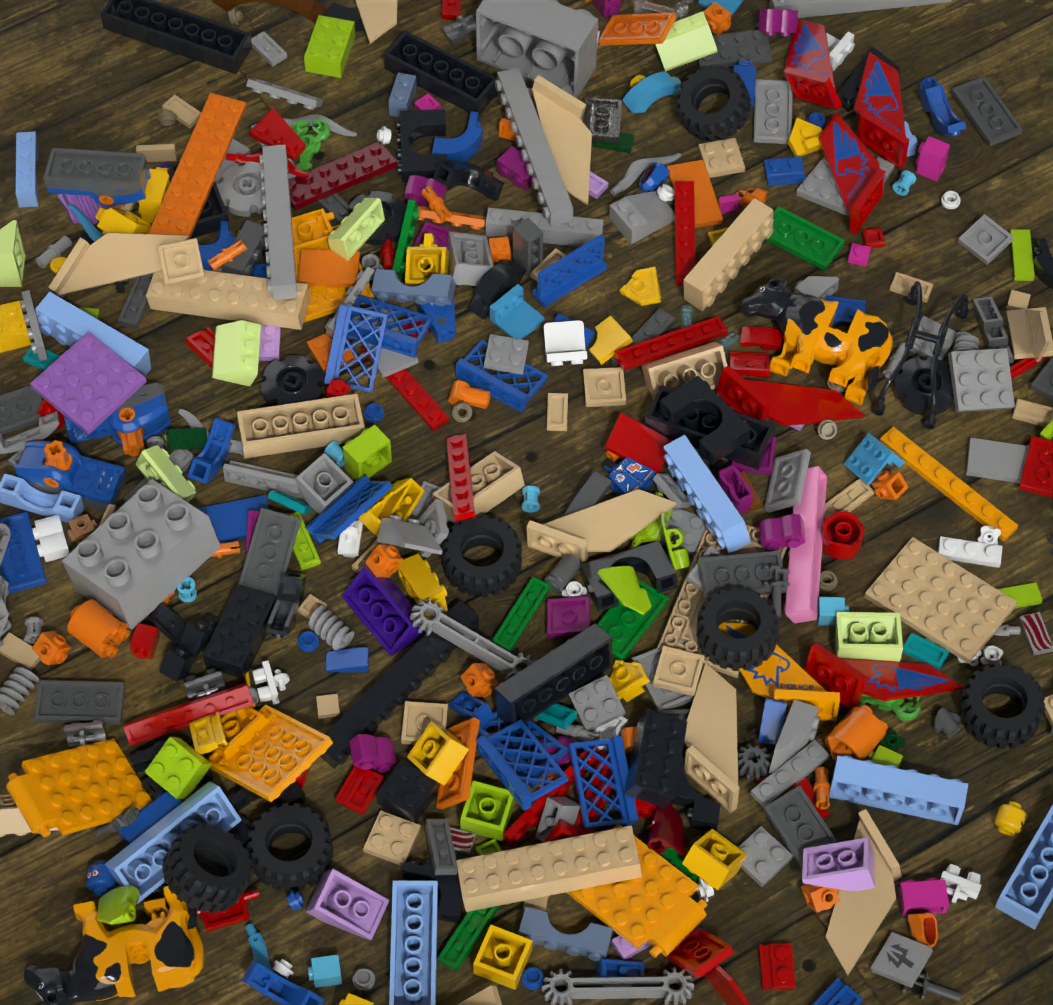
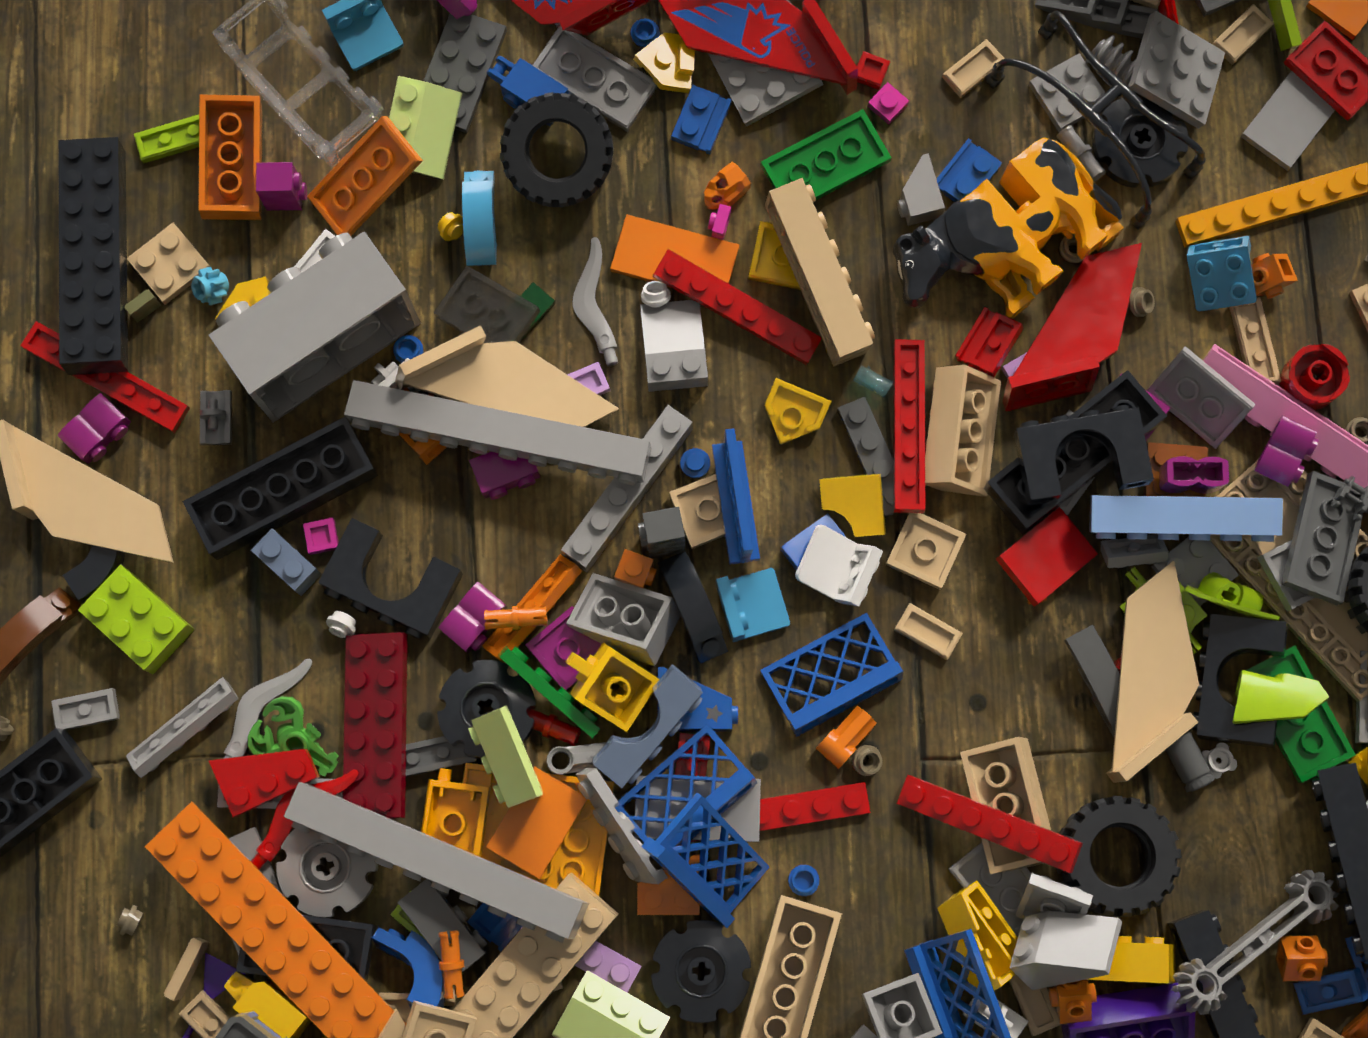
camera: 60 degrees left, 20 degrees up
(185, 113) = (126, 891): tan tile -> none
(335, 452) = (847, 965): medium azure bush -> none
(338, 388) = (752, 913): red brick -> none
(367, 453) = (879, 930): lime brick -> none
(464, 146) = (425, 525): blue arch -> none
(468, 175) = (485, 542): black arch -> none
(506, 354) = (807, 651): light grey plate -> none
(521, 614) = (1222, 849): green plate -> none
(530, 499) = (1052, 741): medium azure bush -> none
(567, 616) = (1260, 790): magenta plate -> none
(628, 476) = (1088, 598): blue torso -> none
(654, 177) = (622, 297): blue rock -> none
(718, 18) = (403, 60): orange brick -> none
(722, 157) = (633, 187): tan plate -> none
(728, 341) = (938, 350): clear light blue pin -> none
(761, 336) = (955, 302): red slope -> none

